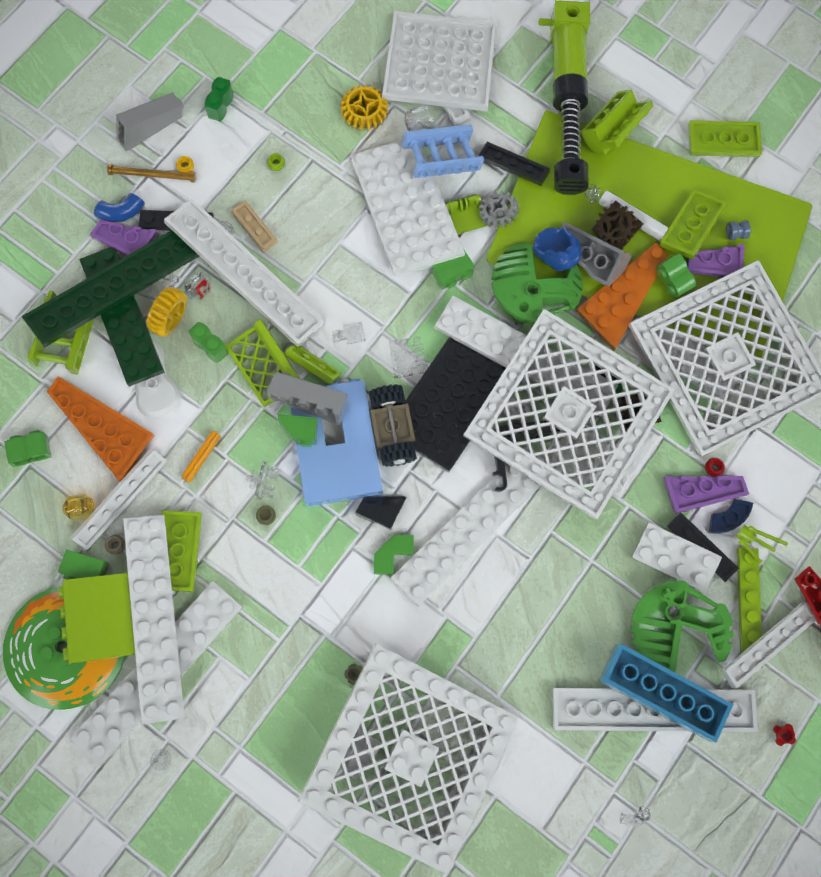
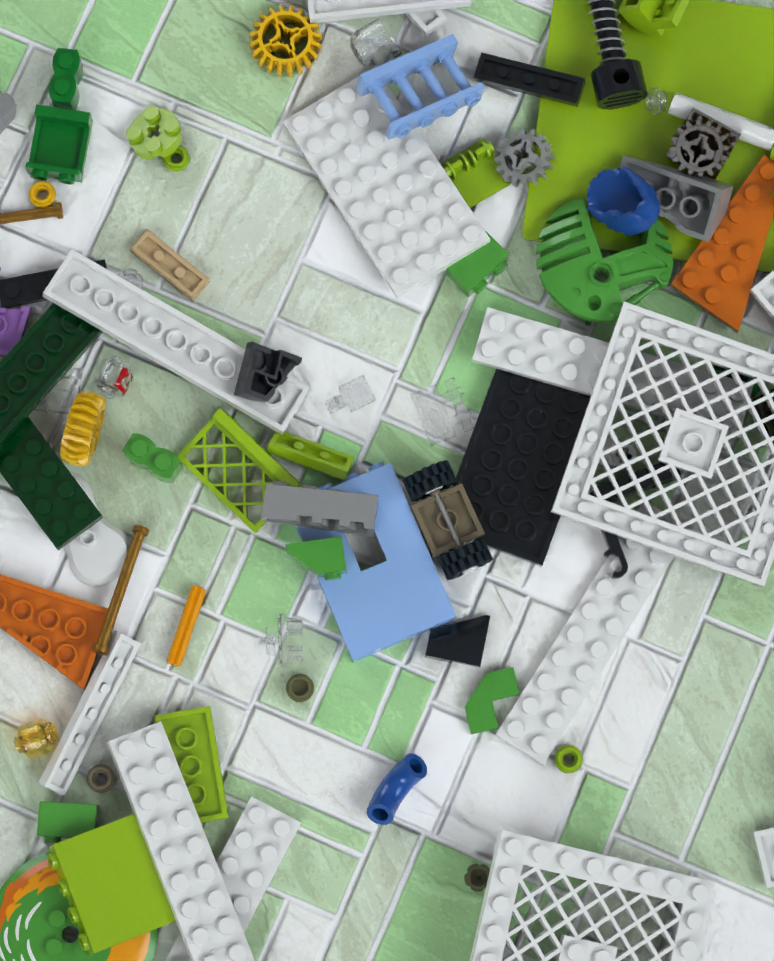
camera: 10 degrees left, 5 degrees up
(162, 422) = (120, 589): none -> pearl gold bar
(204, 136) = (59, 144): none -> green panel
(258, 146) = (148, 122): none -> lime plate
(295, 303) = (263, 371): none -> black slope
(312, 598) = (395, 787): none -> blue cylinder
(441, 602) = (577, 756): none -> lime plate

